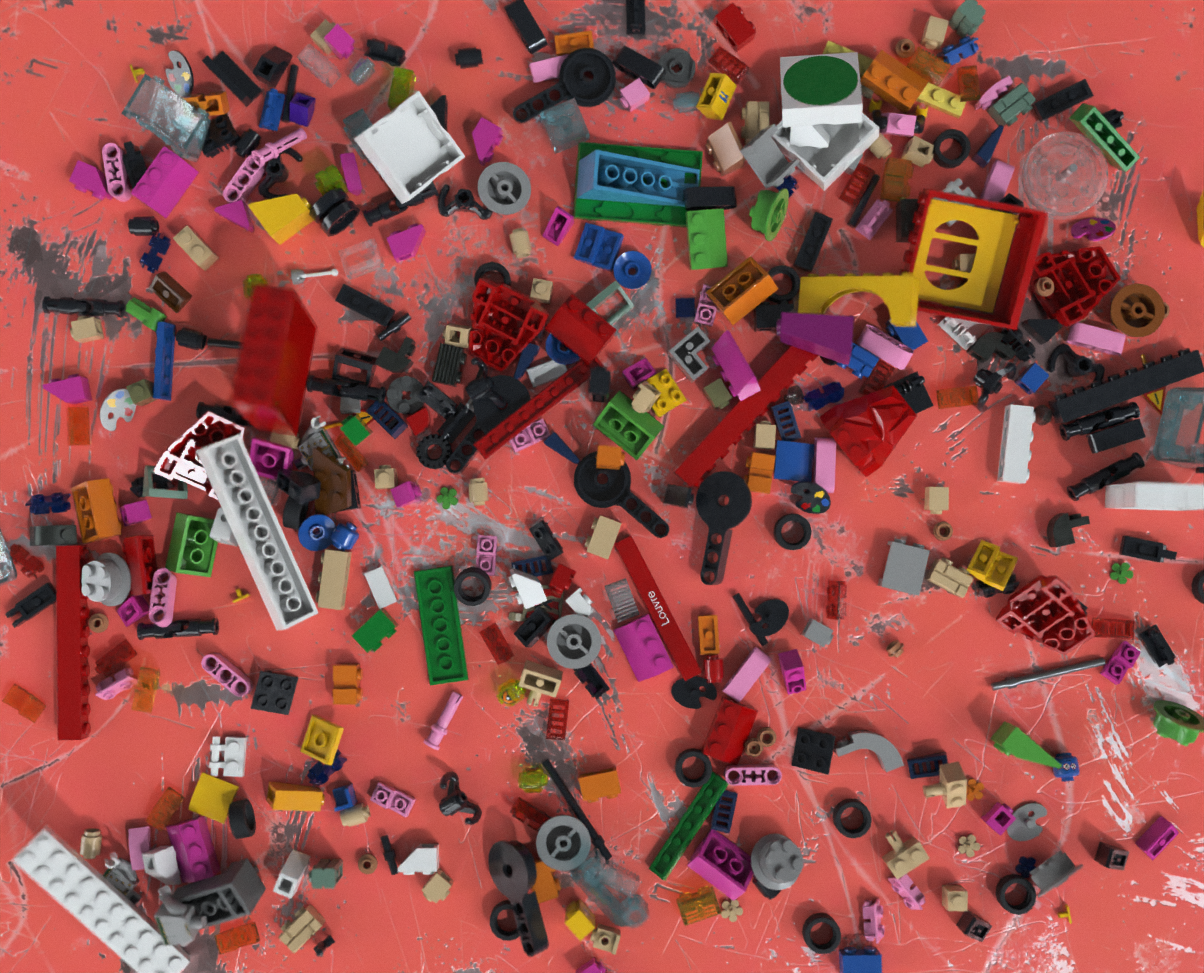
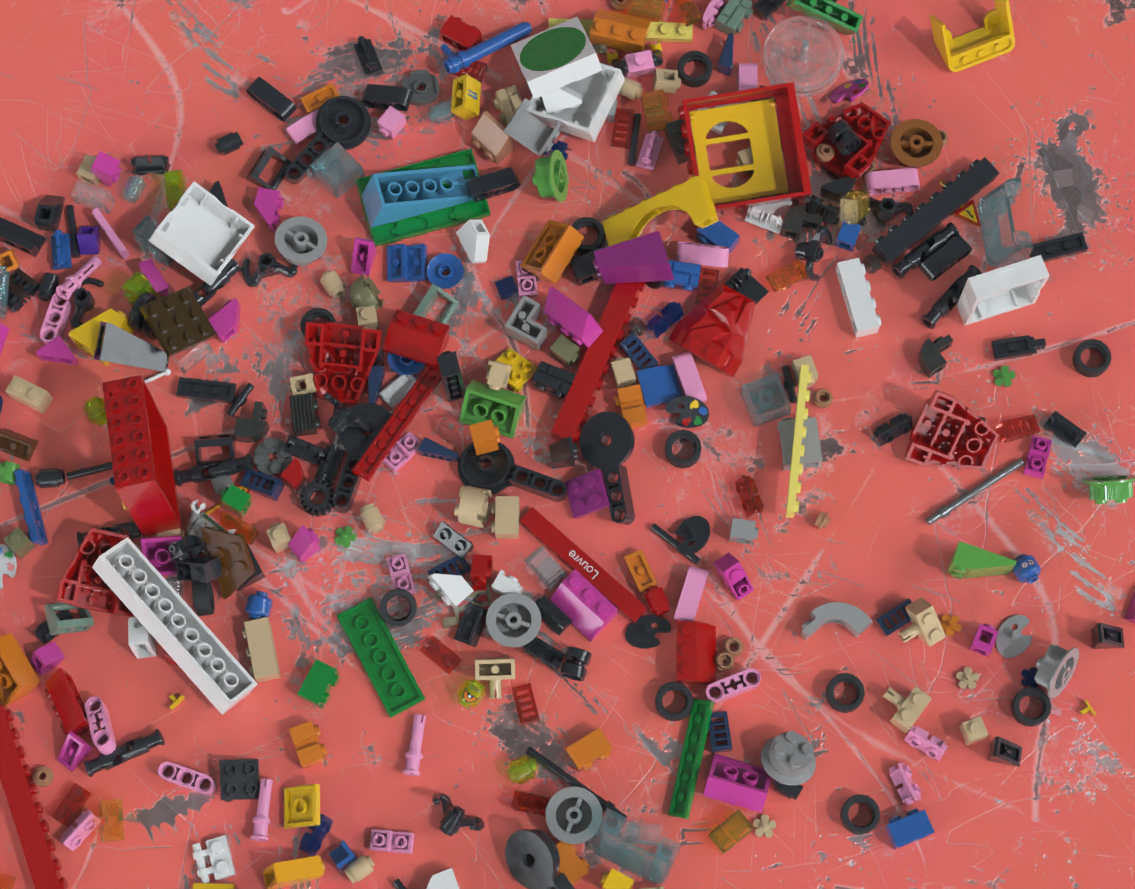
camera: 15 degrees left, 15 degrees down
(106, 579) = (40, 728): light grey piece -> none
(191, 547) = (113, 667): bright green slope -> none
(282, 737) = (261, 819): none -> bright pink pin
(286, 464) = (183, 548): none -> black hinge
(300, 242) = (124, 348): none -> slope
(320, 539) = (237, 615): blue dish -> none
(324, 110) = (110, 233): none -> bright pink tile
(357, 231) = (178, 321): none -> dark brown plate
(380, 587) = (309, 642): white tile -> none
(493, 91) = (260, 164): none -> black tile
(547, 265) = (365, 293): none -> olive cylinder
(575, 517) = (473, 506): none -> tan brick
(612, 645) = (553, 615): none -> black hinge
(612, 706) = (573, 670): none -> black wheel
(638, 373) = (479, 360): dark pink slope -> none
(671, 249) = (475, 240): none -> white slope
(686, 543) = (587, 494): none -> magenta plate
(696, 419) = (553, 380): none -> black brick
(706, 239) = (502, 220): bright green slope -> none
(728, 54) = (463, 59): none -> blue cylinder
(813, 242) = (602, 190): black plate -> none
(813, 750) = (783, 642): black hinge -> none
(889, 515) = (765, 400): none -> clear light blue brick
(900, 577) = (797, 449): none -> light yellow plate
(916, 505) = (789, 384): none -> black bar
(949, 578) = (846, 436): tan brick -> none
(992, 565) = (880, 410): yellow slope -> none
(1051, 354) = (854, 206): none -> clear yellow brick
(1070, 280) = (844, 137): none -> black wheel

